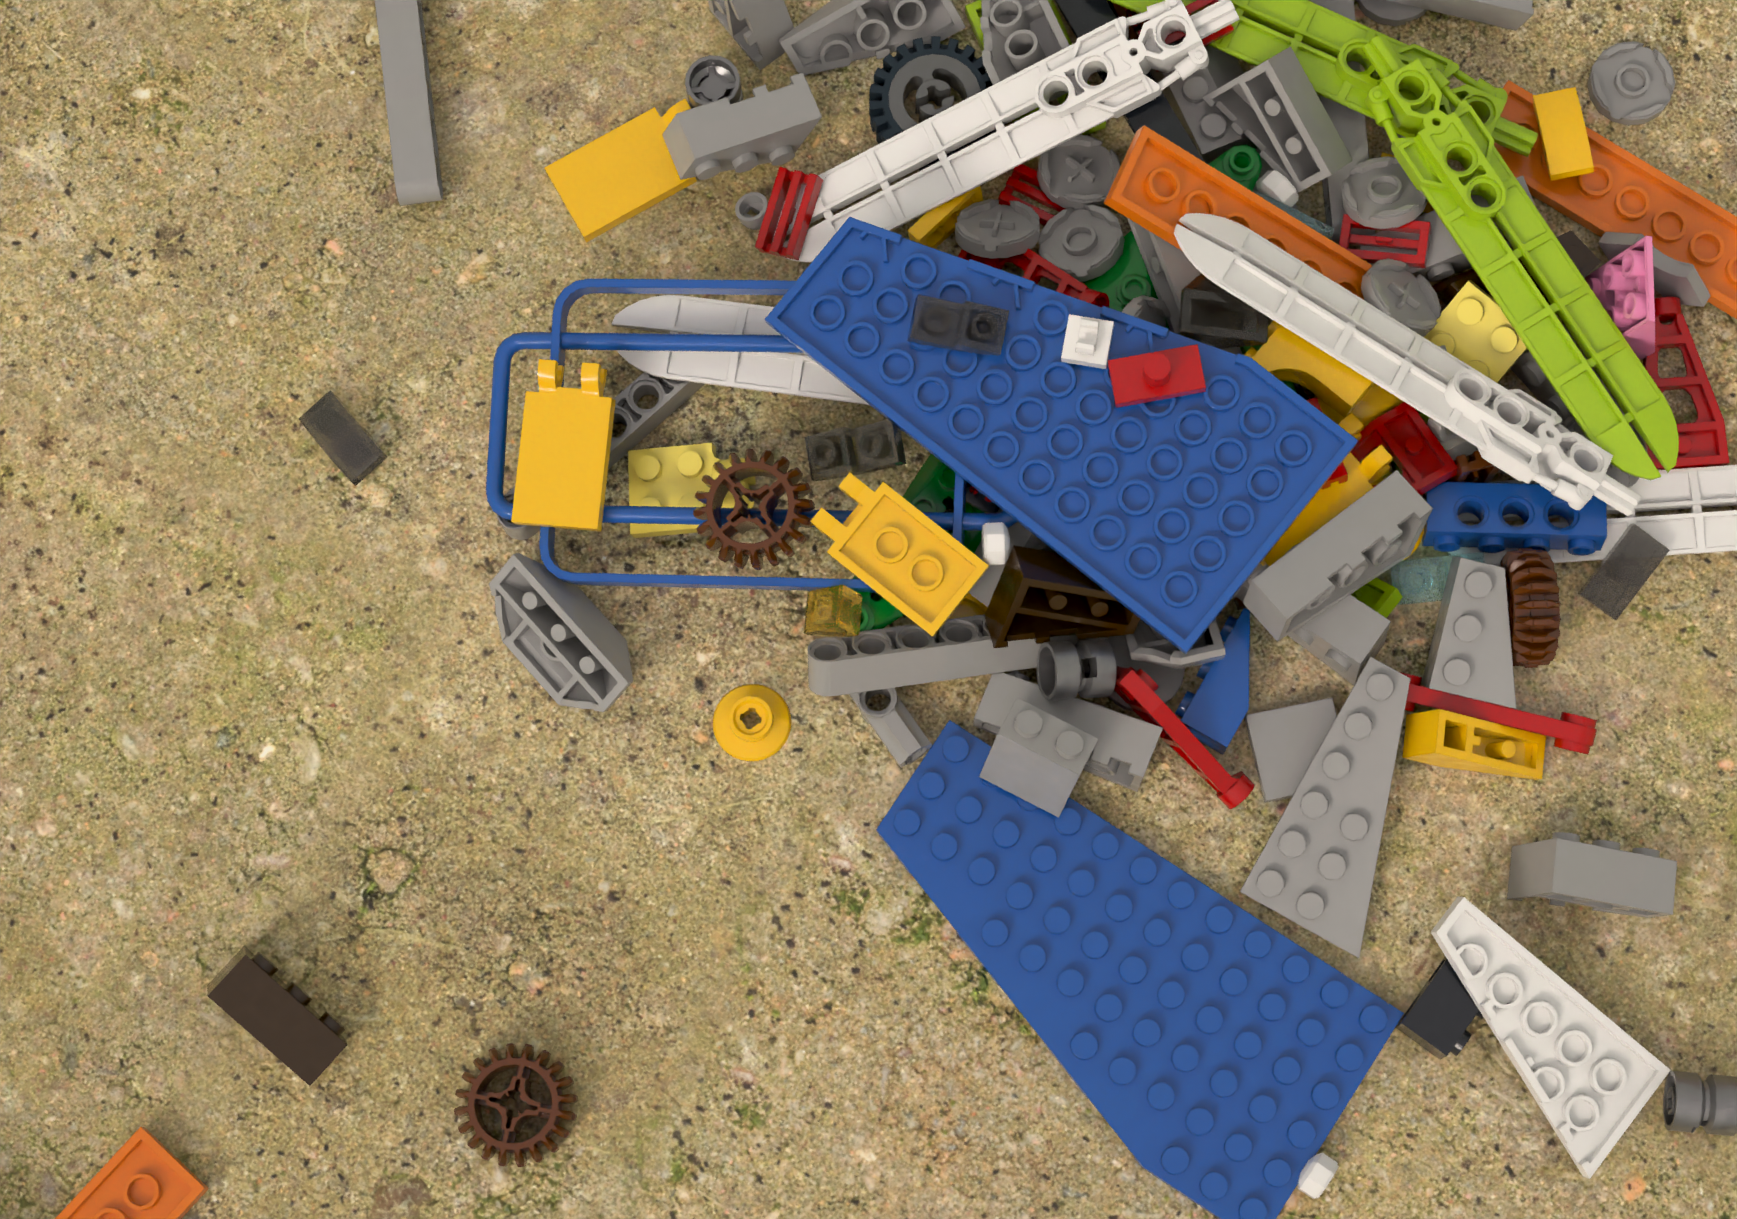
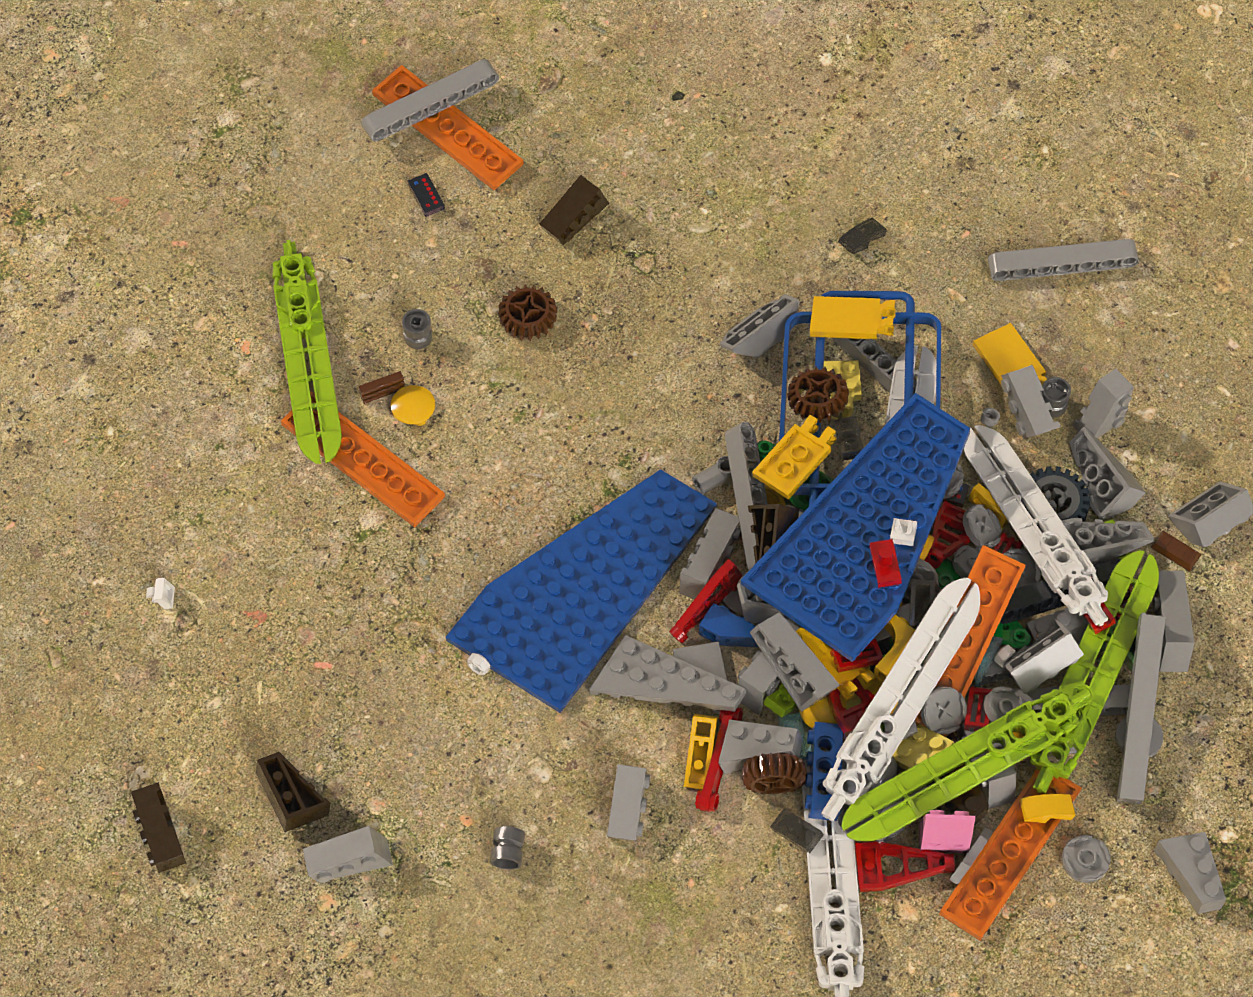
camera: 85 degrees right, 15 degrees down
(765, 737) = (713, 425): yellow piece -> none
(774, 208) = (989, 430): red tile -> none
(833, 612) = (766, 435): clear yellow slope -> none
(958, 326) = (911, 473): clear smoke slope -> none
(995, 543) = (800, 500): white tile -> none
(1037, 757) = (692, 527): light grey brick -> none
(1076, 669) = (734, 538): flat silver wheel -> none
(1440, 1013) = (563, 729): black brick -> none
(1568, 1053) = (539, 779): white wing -> none

